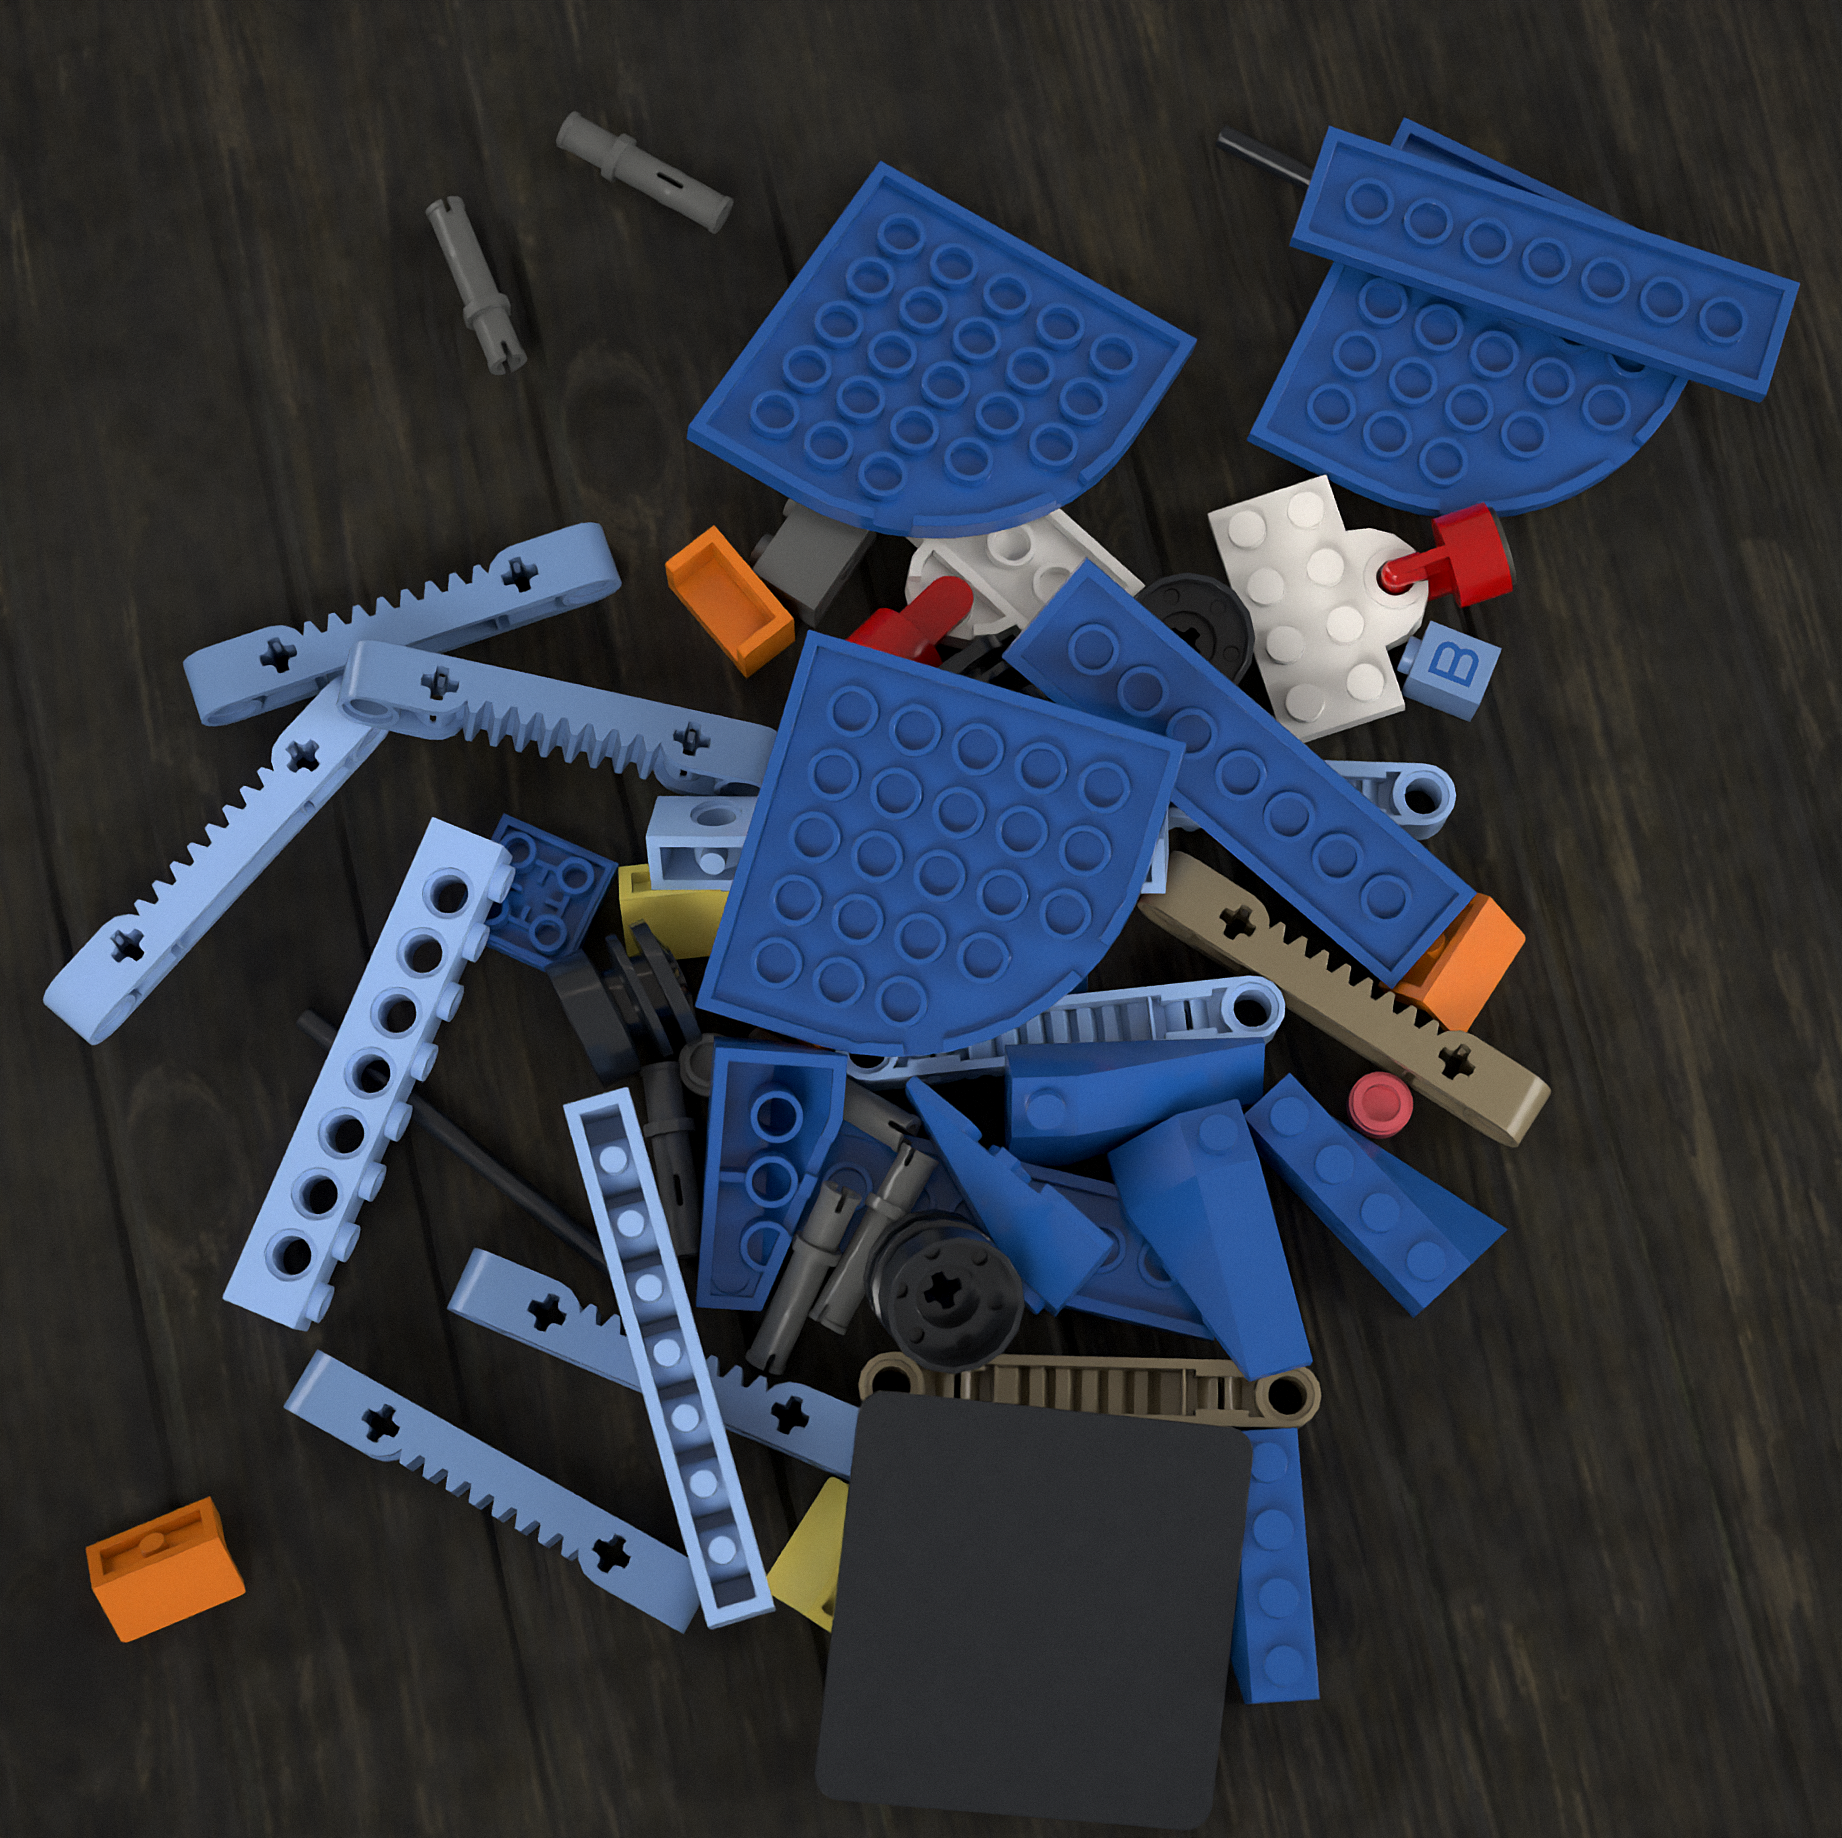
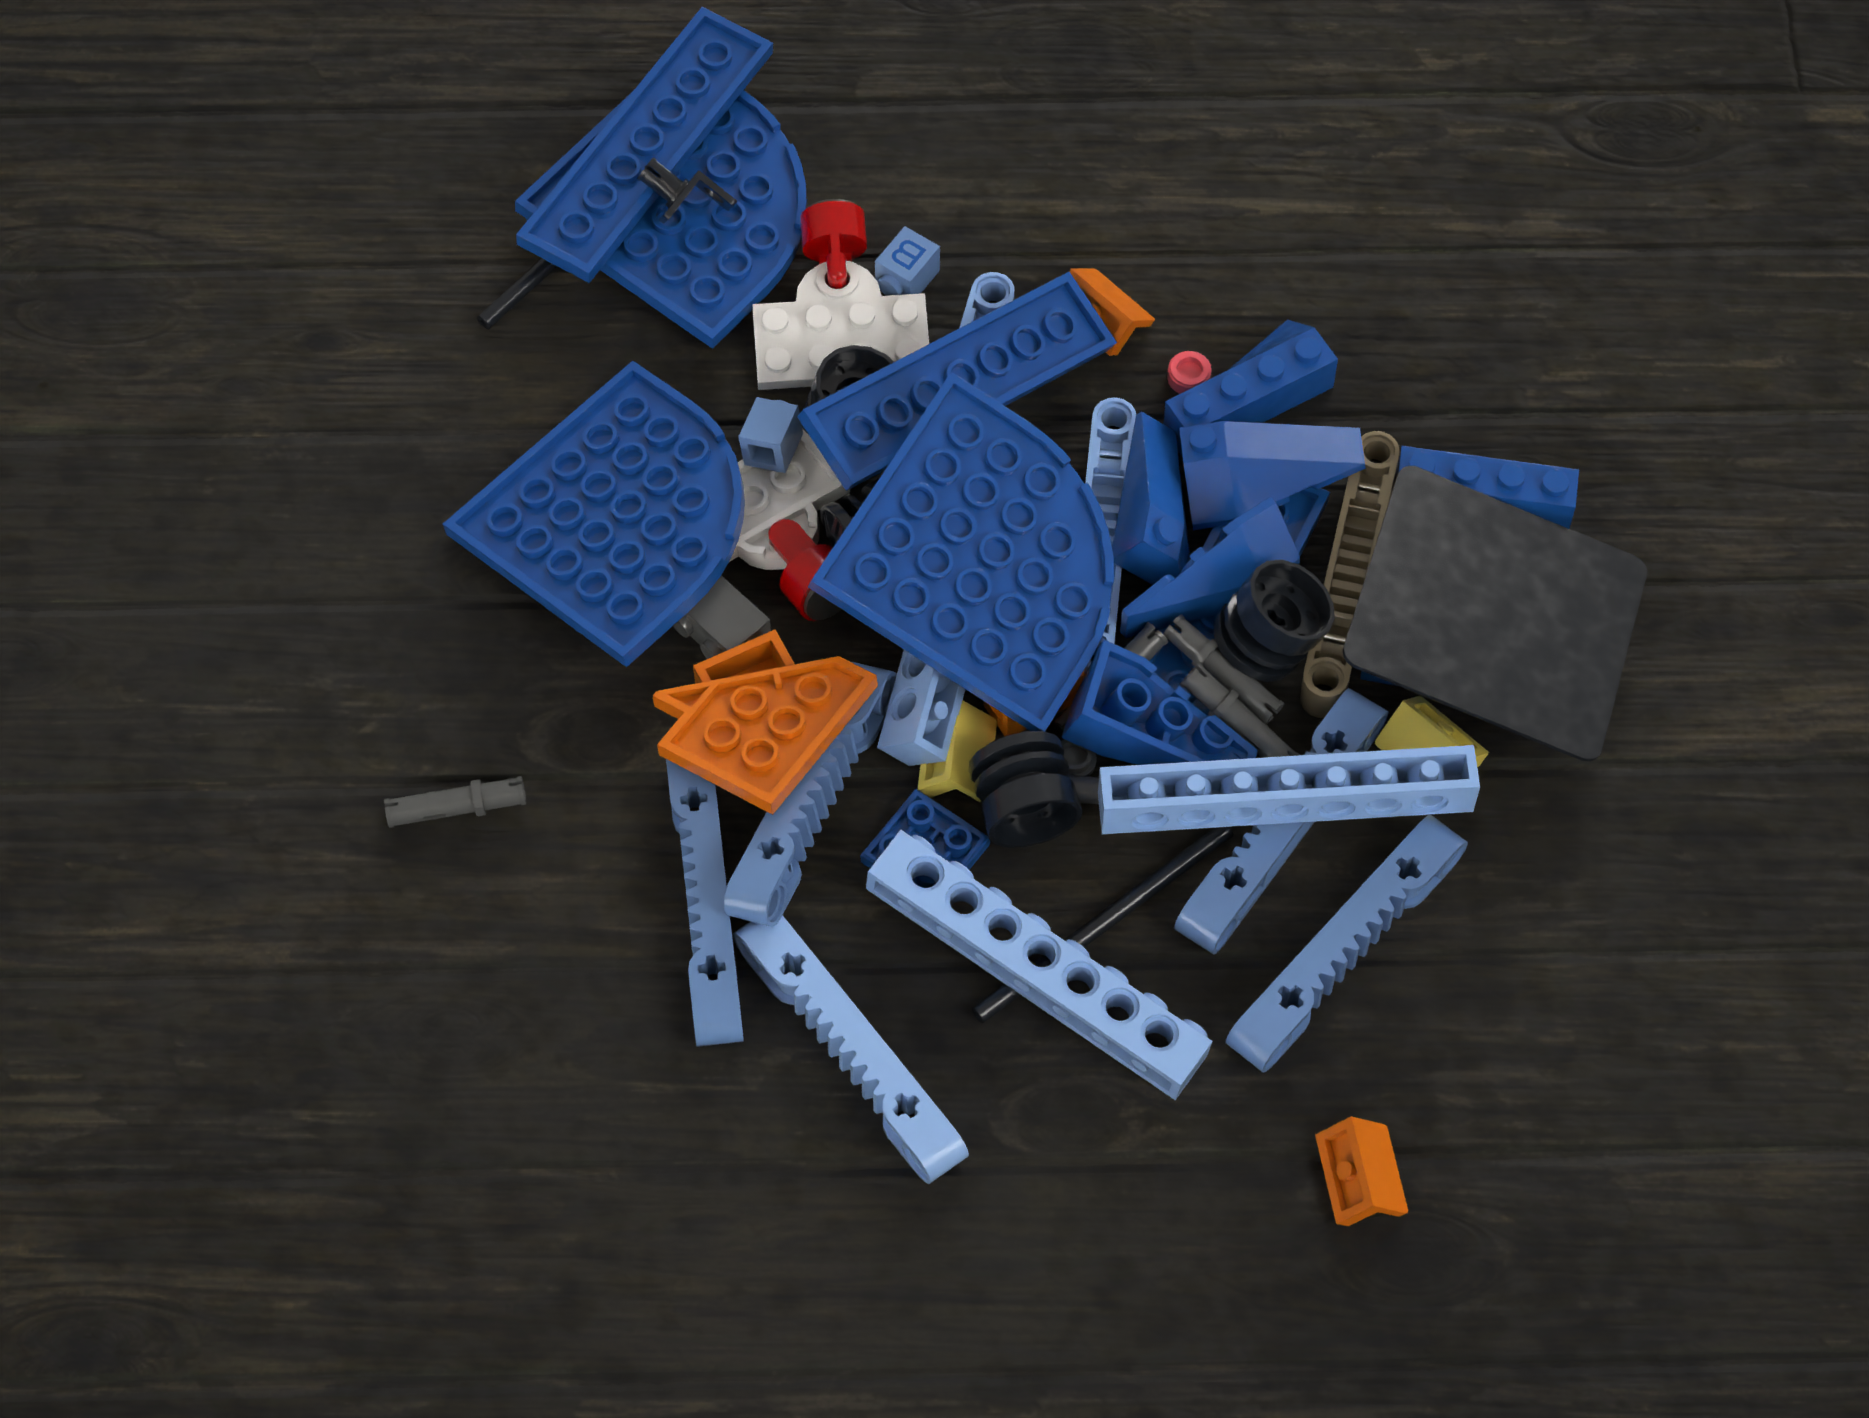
camera: 75 degrees left, 15 degrees down
(624, 161) = (388, 689): dark grey pin -> none
(626, 634) = (762, 727): none -> orange wing
(1109, 536) = (770, 435): none -> medium blue brick
(1461, 319) = (676, 190): none -> black bracket
(1490, 1087) = (1180, 321): dark tan gear -> none

